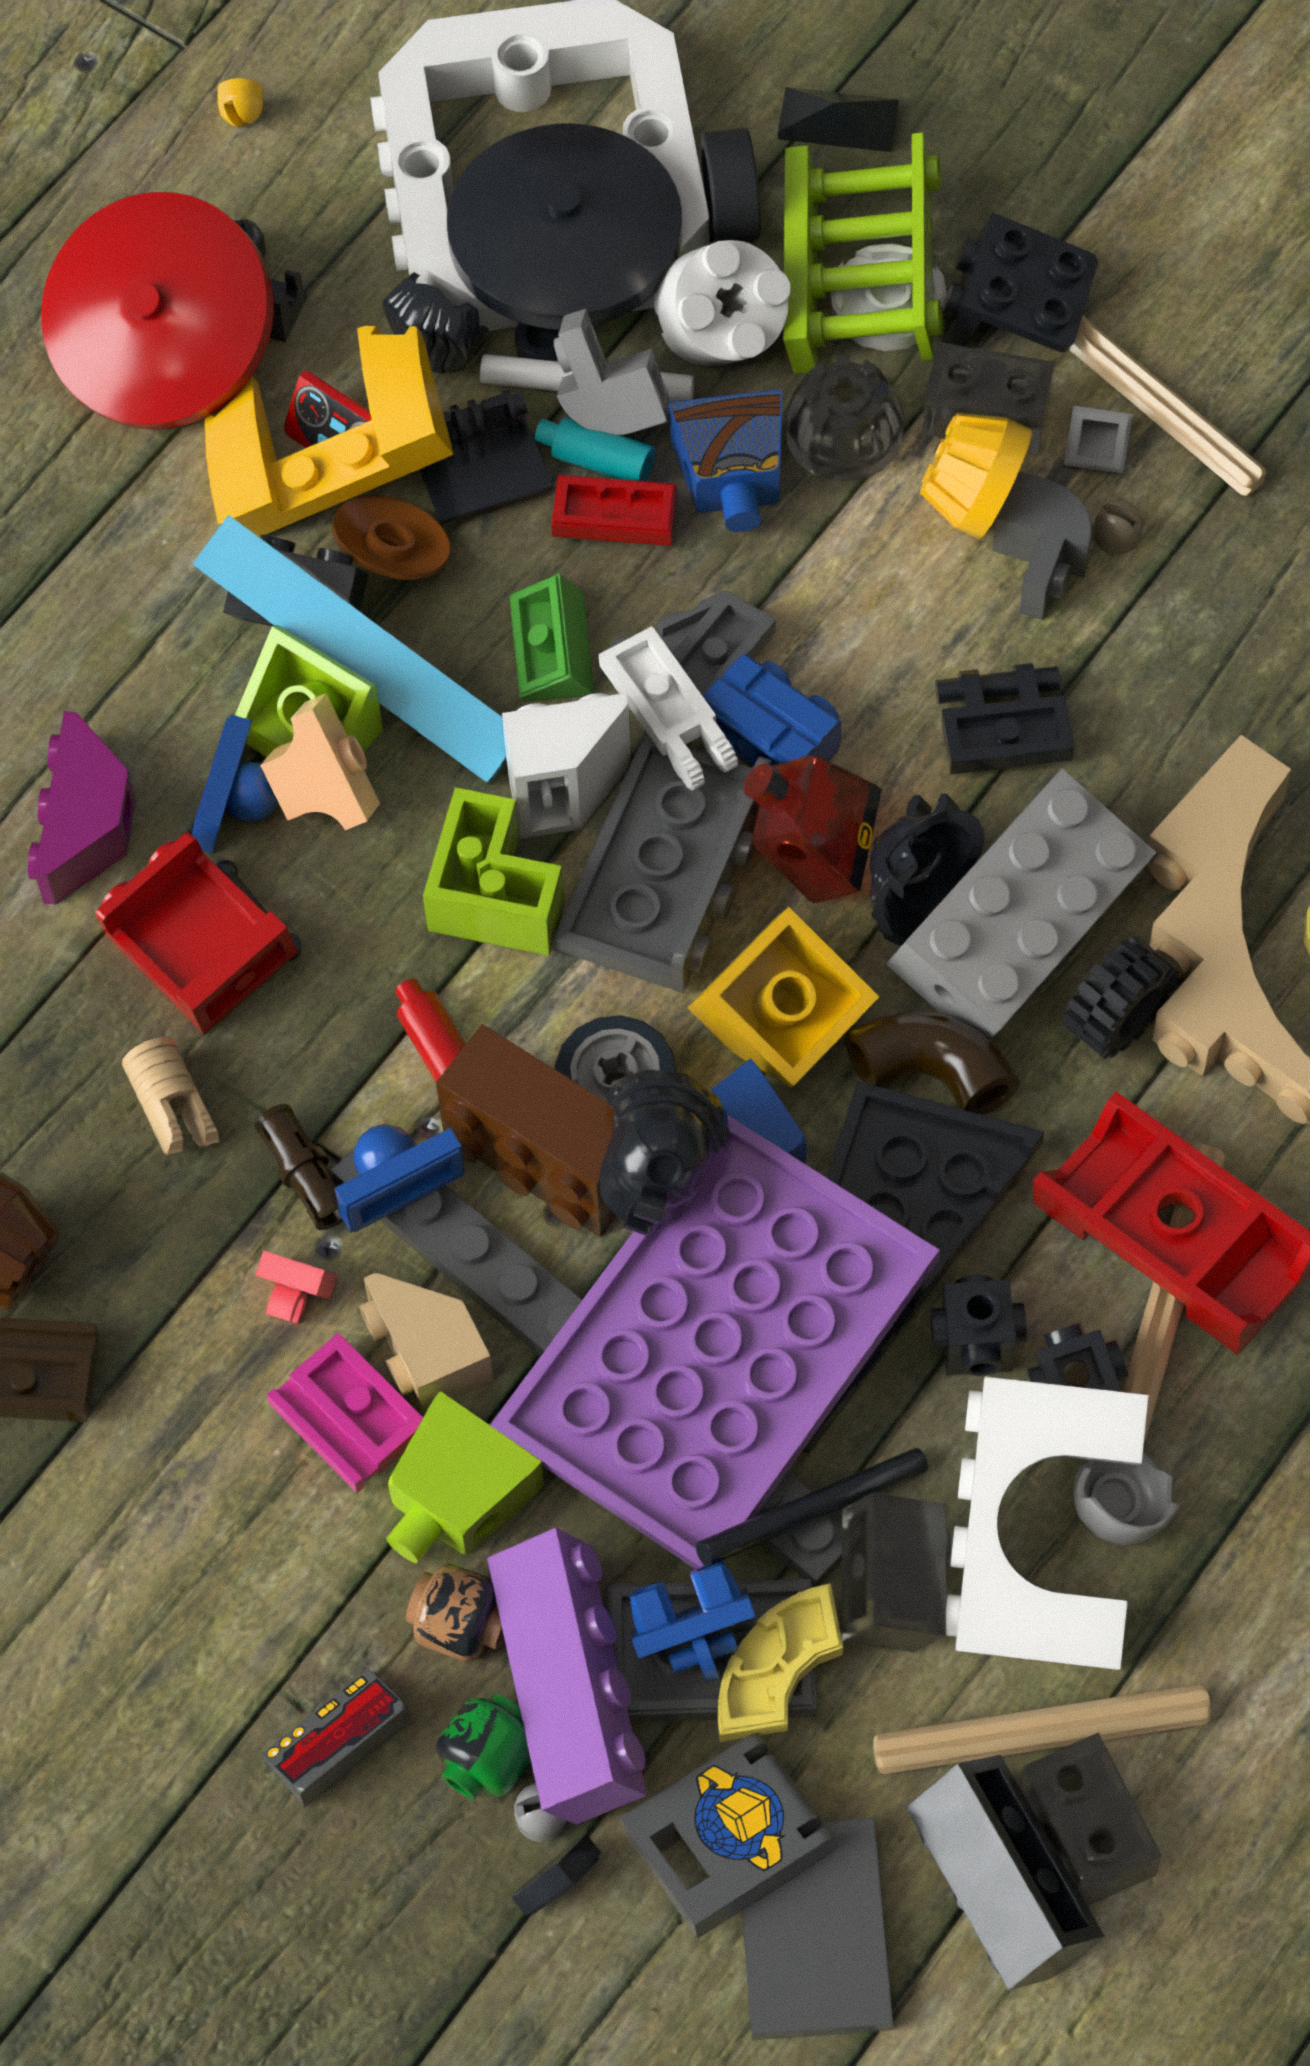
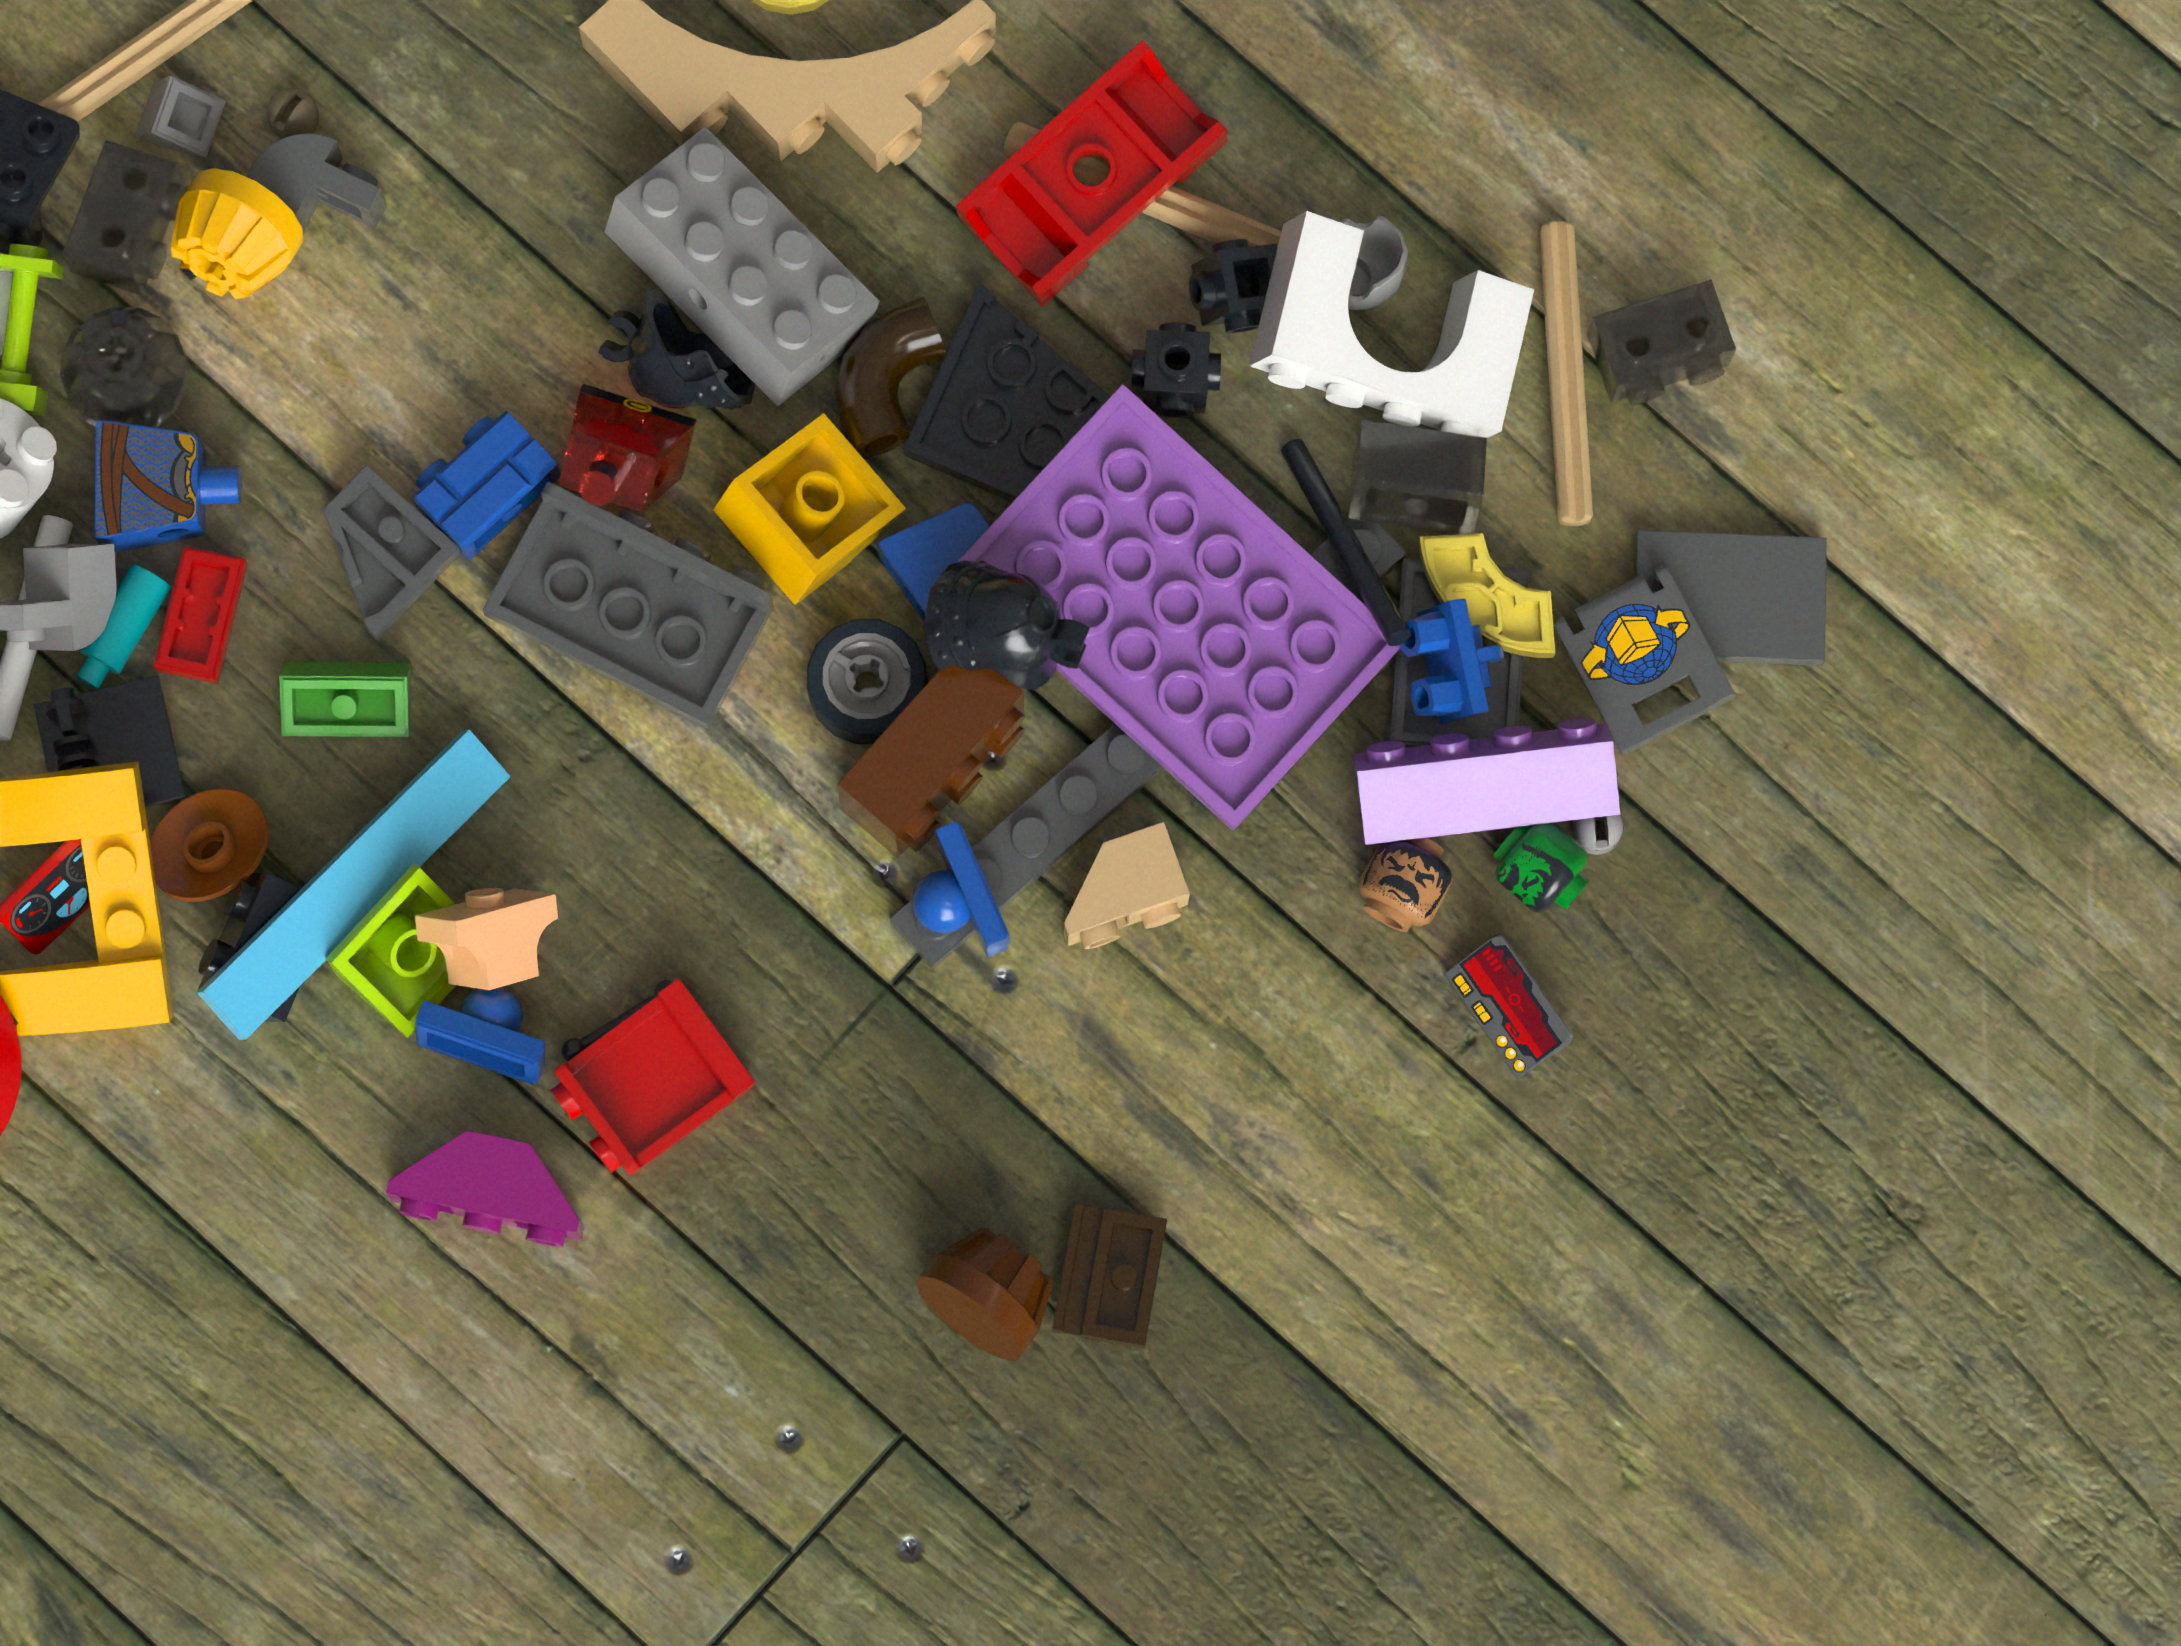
camera: 90 degrees left, 15 degrees up
(166, 1092) = (819, 1120): tan hinge -> none
(293, 1285) = (1050, 1009): coral tile -> none
(300, 1164) = (922, 994): dark brown pin -> none
(346, 1412) = (1190, 969): dark pink plate -> none
(428, 1026) = (799, 851): red cylinder -> none
(458, 1481) = (1275, 871): lime torso -> none
(482, 888) = (638, 793): lime brick -> none
(557, 1876) = (1663, 816): black tile -> none
(565, 760) = (522, 691): white slope -> none
(666, 704) = (463, 579): white hinge -> none
(1004, 732) = (526, 257): black plate -> none
(1004, 1872) = (1707, 419): brick -> none
(1120, 997) = (853, 186): black tyre -> none

